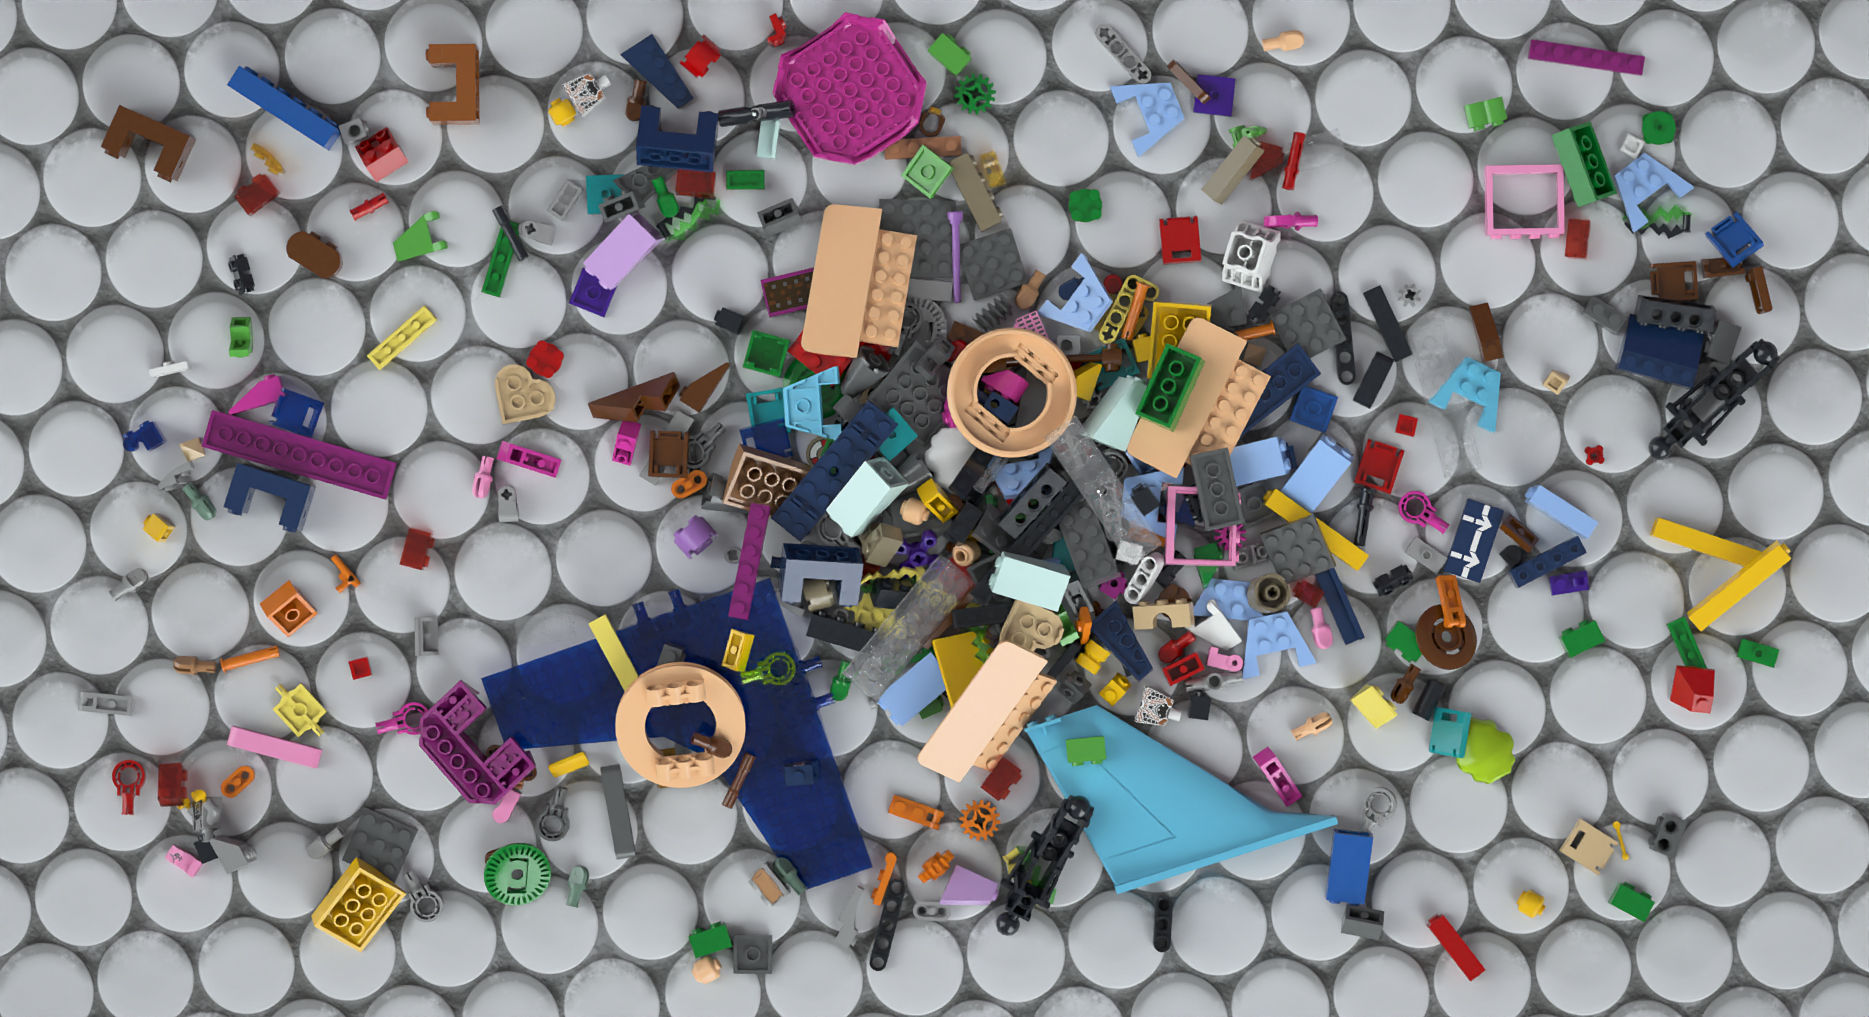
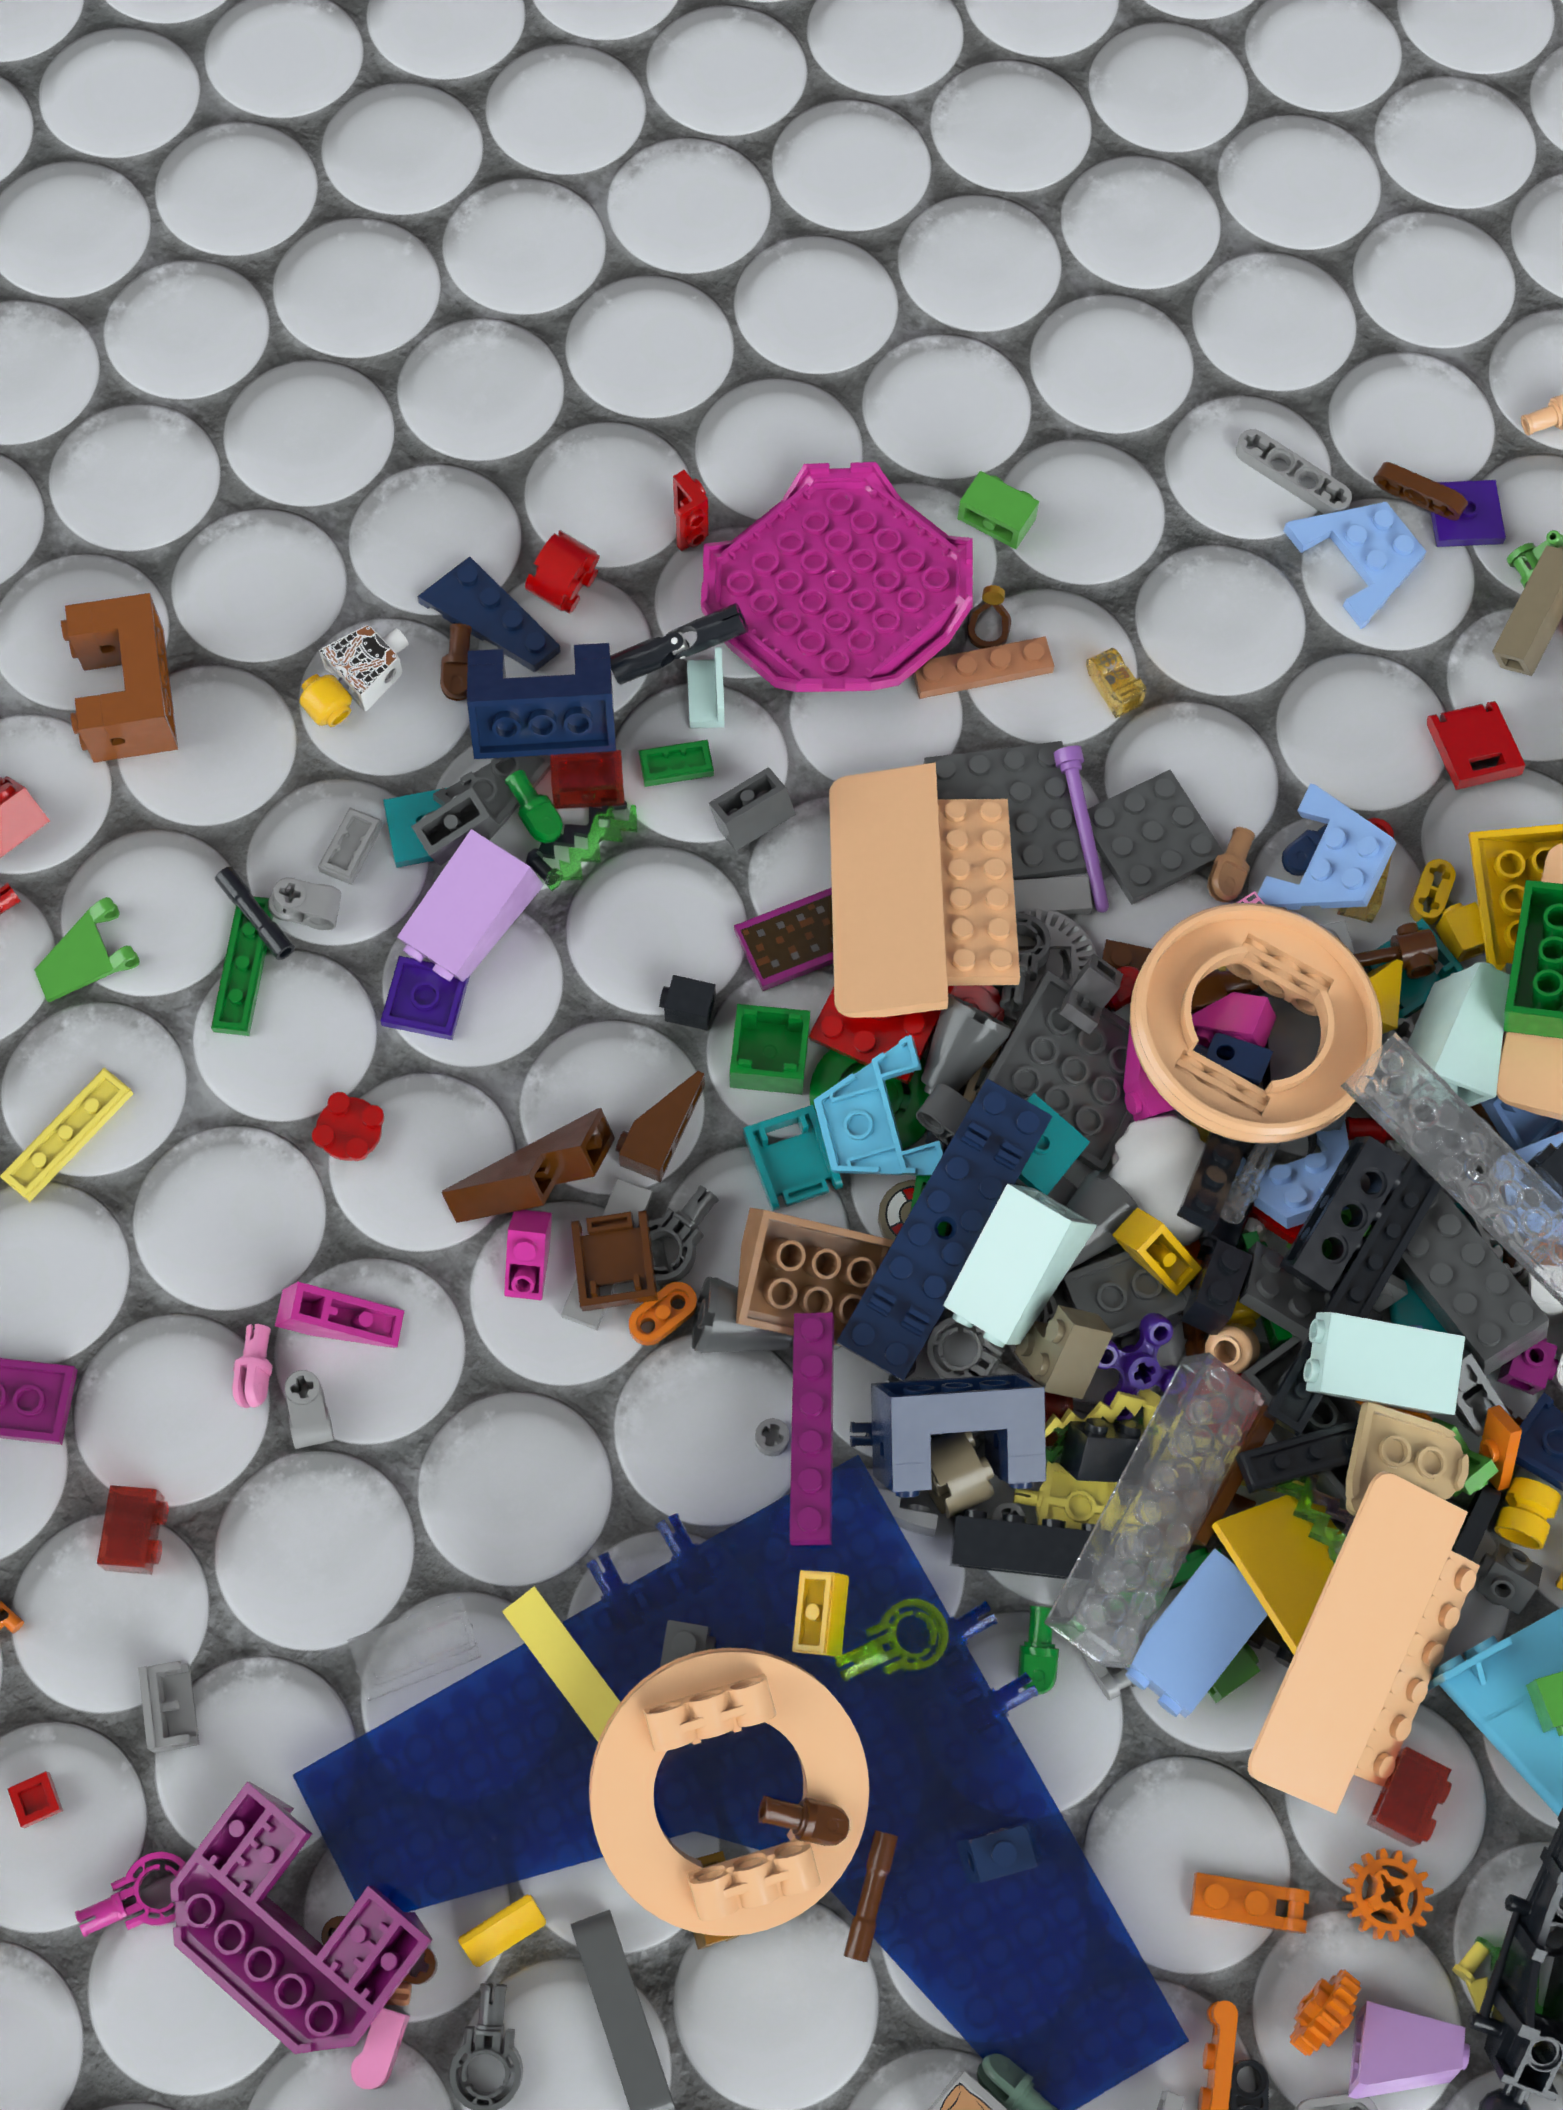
camera: 15 degrees left, 20 degrees down
(521, 395) = (312, 1202): tan plate -> none
(695, 536) = (691, 1408): medium lavender brick -> none
(769, 437) = (803, 1195): clear blue container -> none
(914, 511) = (1117, 1278): light nougat head -> none
(927, 171) = (1002, 693): bright green hinge -> none
(974, 192) = (1093, 720): dark tan brick -> none
(977, 86) = (1056, 566): green gear -> none
(993, 314) = (1183, 900): dark grey piece -> none
(1085, 205) = (1293, 713): green piece -> none
(1121, 310) = (1408, 873): light yellow beam -> none
(1135, 310) = (1435, 860): orange pin -> none

